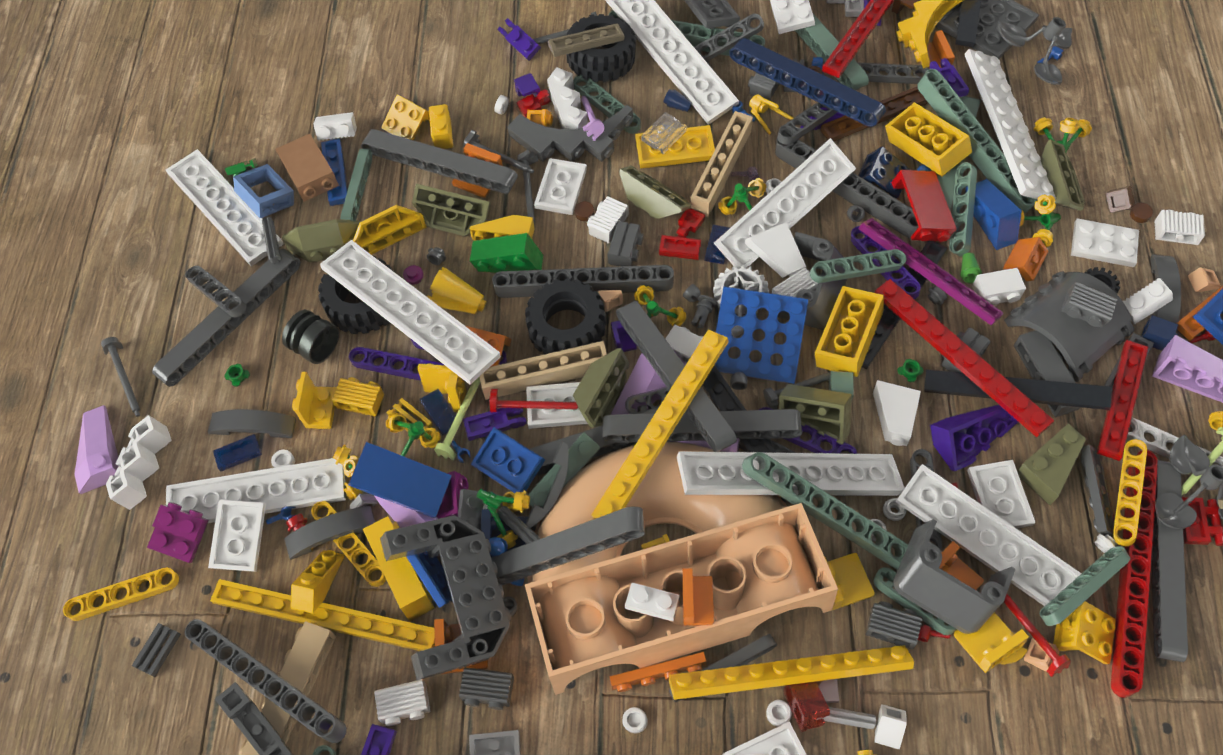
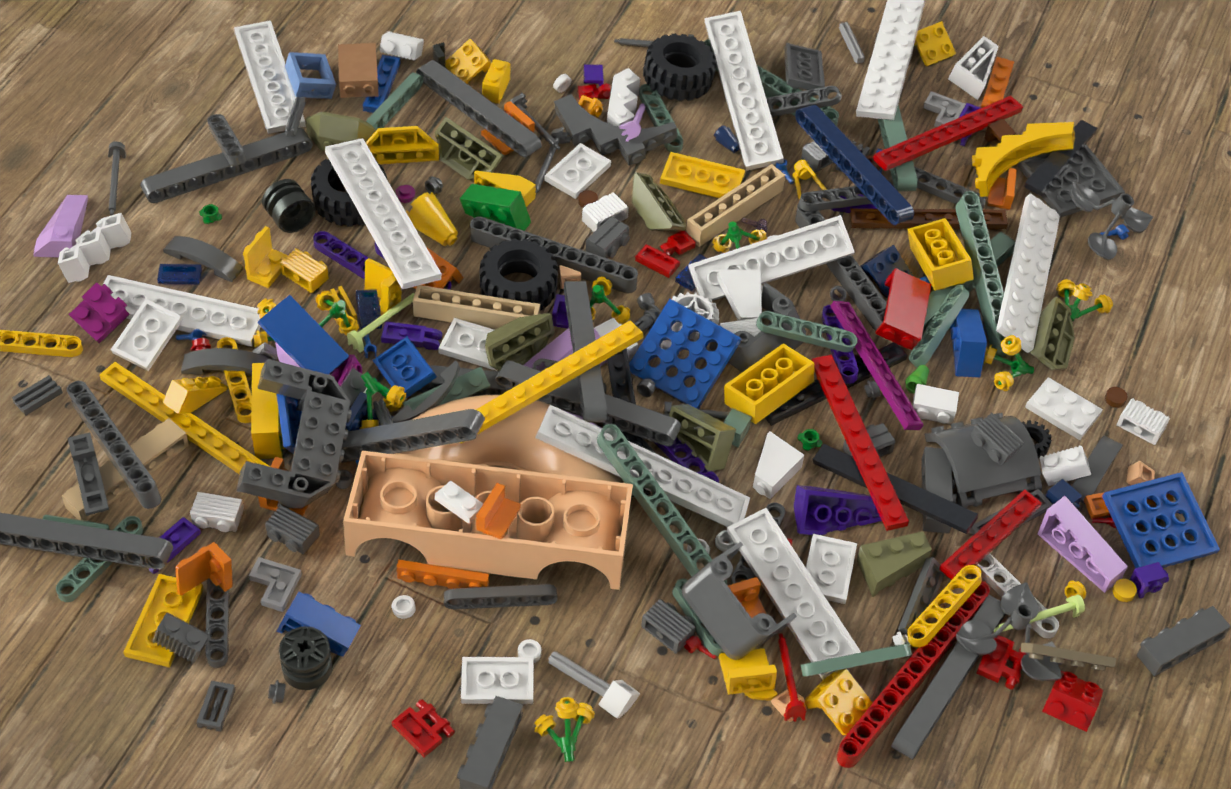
camera: 15 degrees right, 10 degrees down
(239, 168) = (301, 48): green plate -> none
(282, 458) = (215, 292): white tile -> none
(373, 120) = (439, 53): none -> pearl dark grey slope
(495, 403) = (418, 318): red piece -> none
(498, 546) = (357, 422): blue hinge -> none
(520, 40) = (610, 35): dark purple hinge -> none
(585, 40) = (664, 52): dark tan tile -> none
(664, 133) = (696, 159): clear plate -> none
(790, 672) = (548, 616): yellow plate -> none
(807, 704) = (556, 645): clear red hinge -> none
(829, 690) = (580, 652): light grey tile -> none
(850, 580) = (645, 575): yellow bracket -> none
(951, 76) = (995, 213): dark purple hinge -> none
(1027, 257) = (980, 392): orange panel -> none
(1120, 199) = (1101, 376): panel -> none

